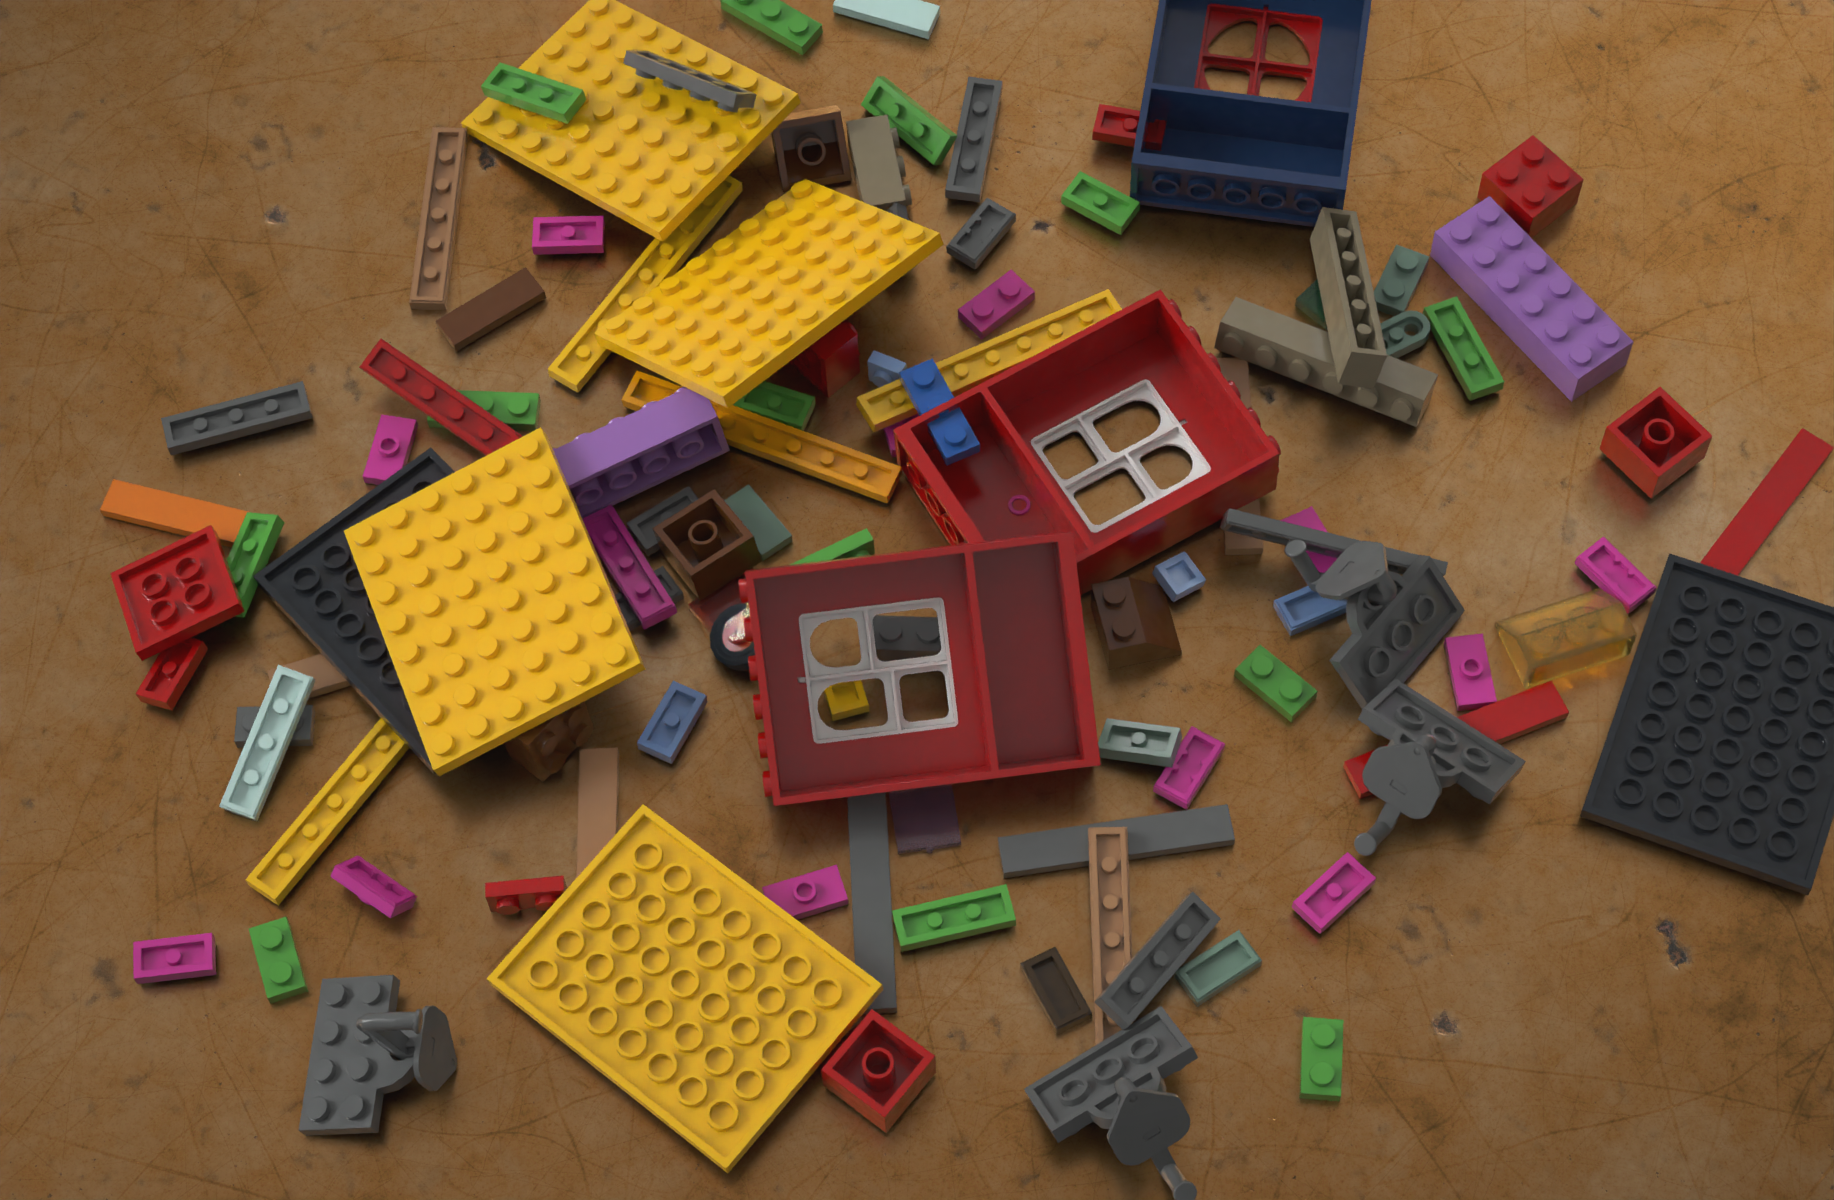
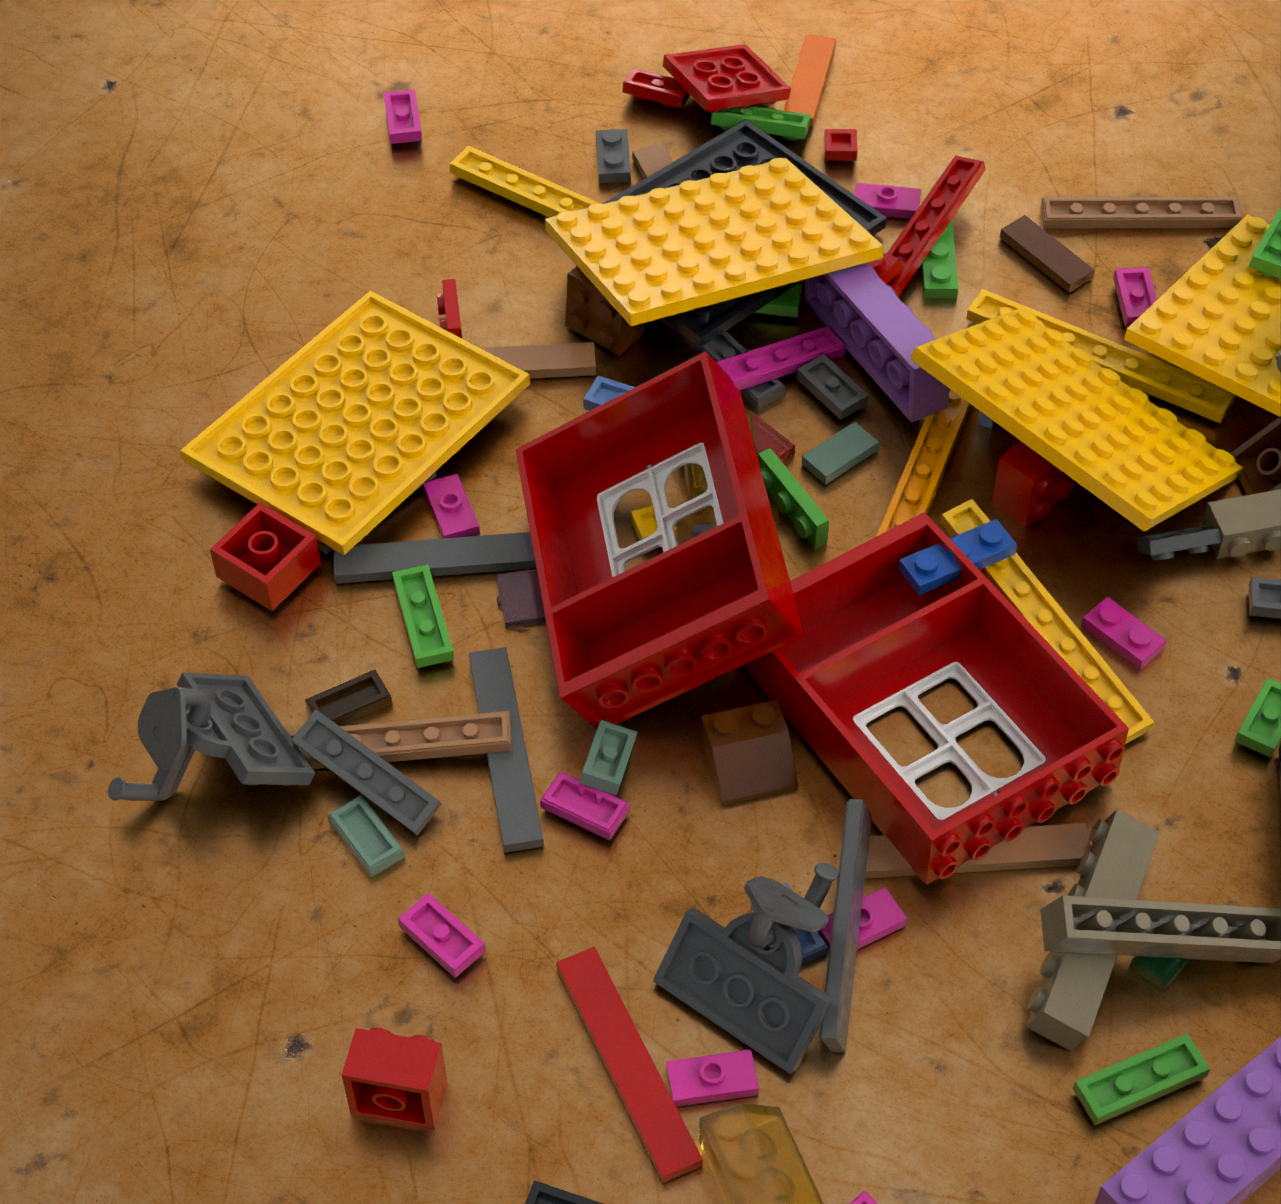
camera: 85 degrees right, 10 degrees down
(236, 418) = (905, 103): dark grey plate -> none
(267, 743) = (590, 144): light aqua tile -> none
(278, 960) = (402, 177): bright green plate -> none
(298, 487) = (840, 144): none -> red plate
(358, 1051) = (306, 232): dark grey plate -> none
(373, 886) = (461, 222): dark pink plate -> none
(707, 544) = (801, 405): reddish brown brick -> none
(779, 404) = (970, 457): bright green plate -> none
(883, 368) = (1022, 533): light blue plate -> none
(981, 233) = (1207, 614): dark grey plate -> none
(1178, 576) = (806, 792): light blue plate -> none
(1275, 683) = (689, 886): bright green plate -> none
(1321, 1059) = (262, 926): bright green plate -> none
(1397, 341) = (1147, 1008): sand green plate -> none
(1400, 280) = (1227, 1017): sand green plate -> none
(1425, 754) = (593, 1009): dark grey plate -> none
(1497, 917) = (395, 1077): none -> red brick

